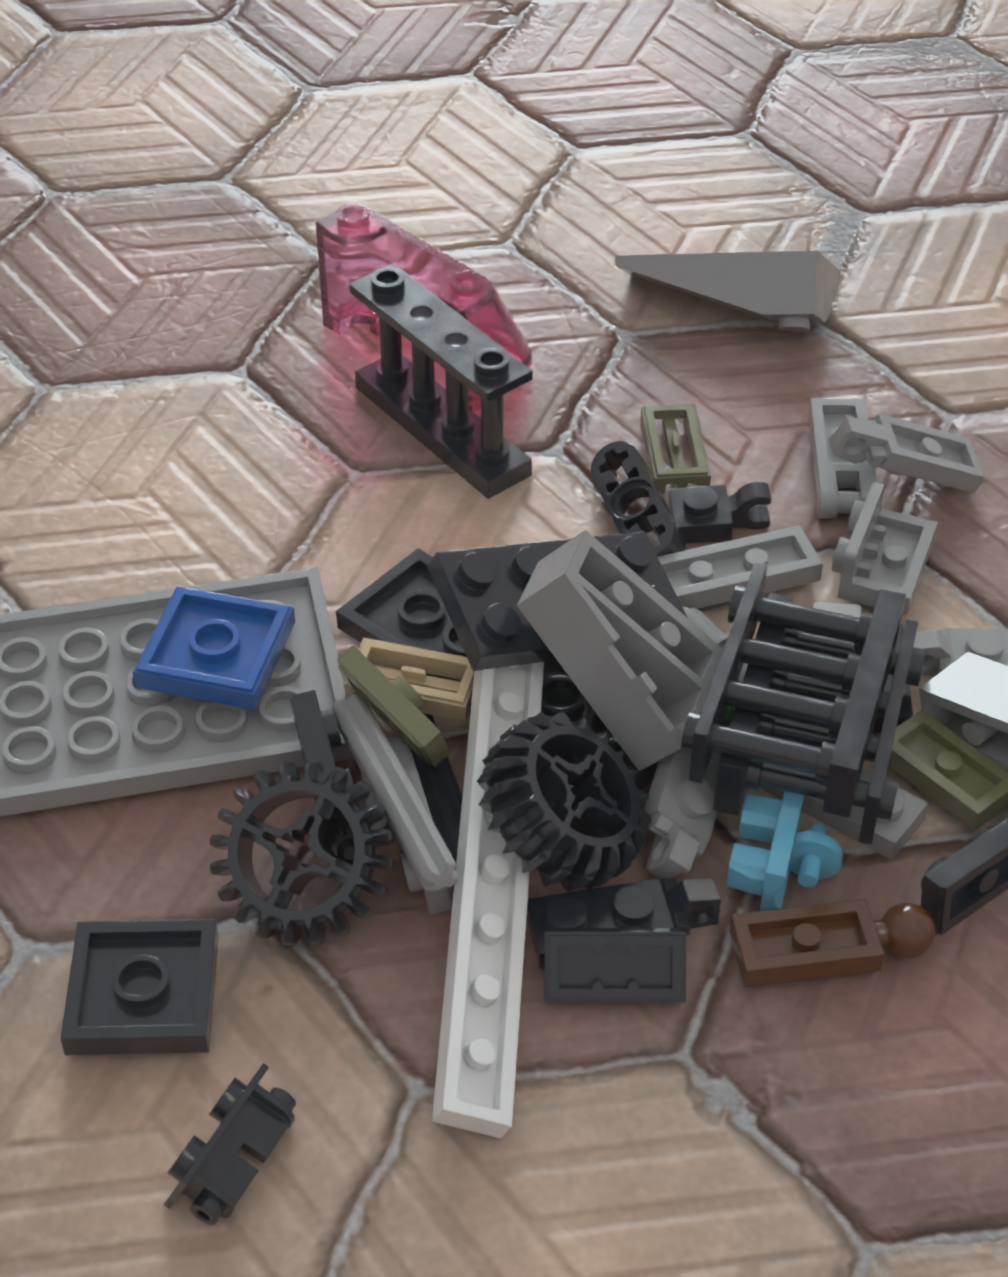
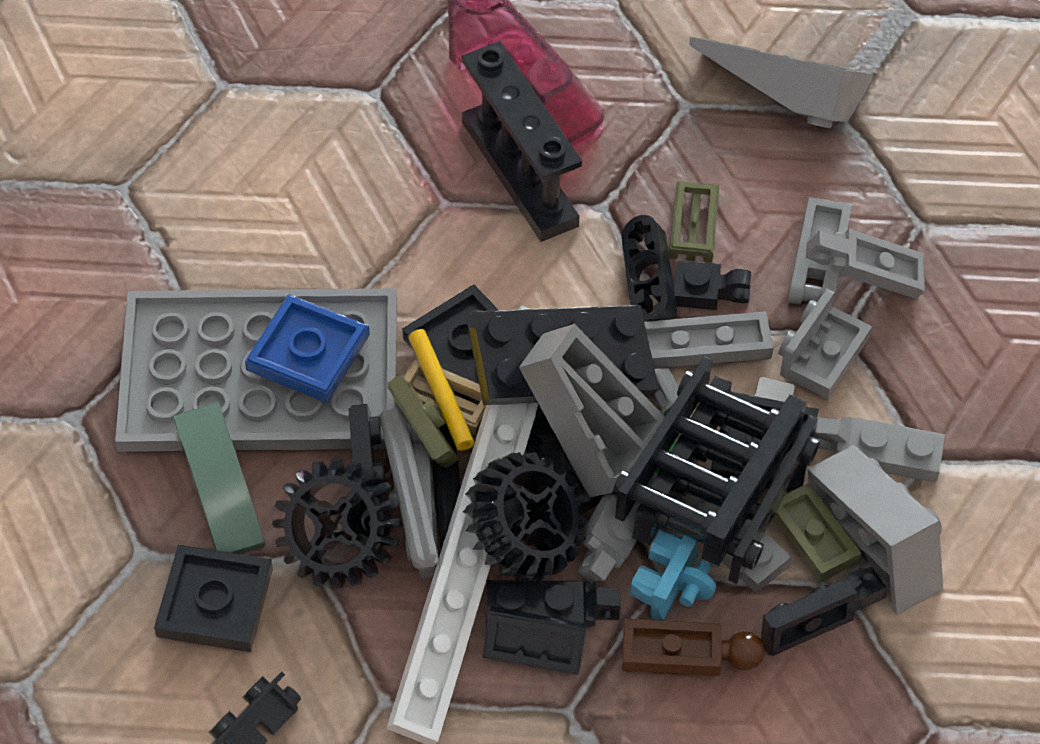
camera: 10 degrees right, 10 degrees up
(121, 827) = (218, 479): none -> sand green slope
(409, 667) = (441, 390): none -> yellow piece

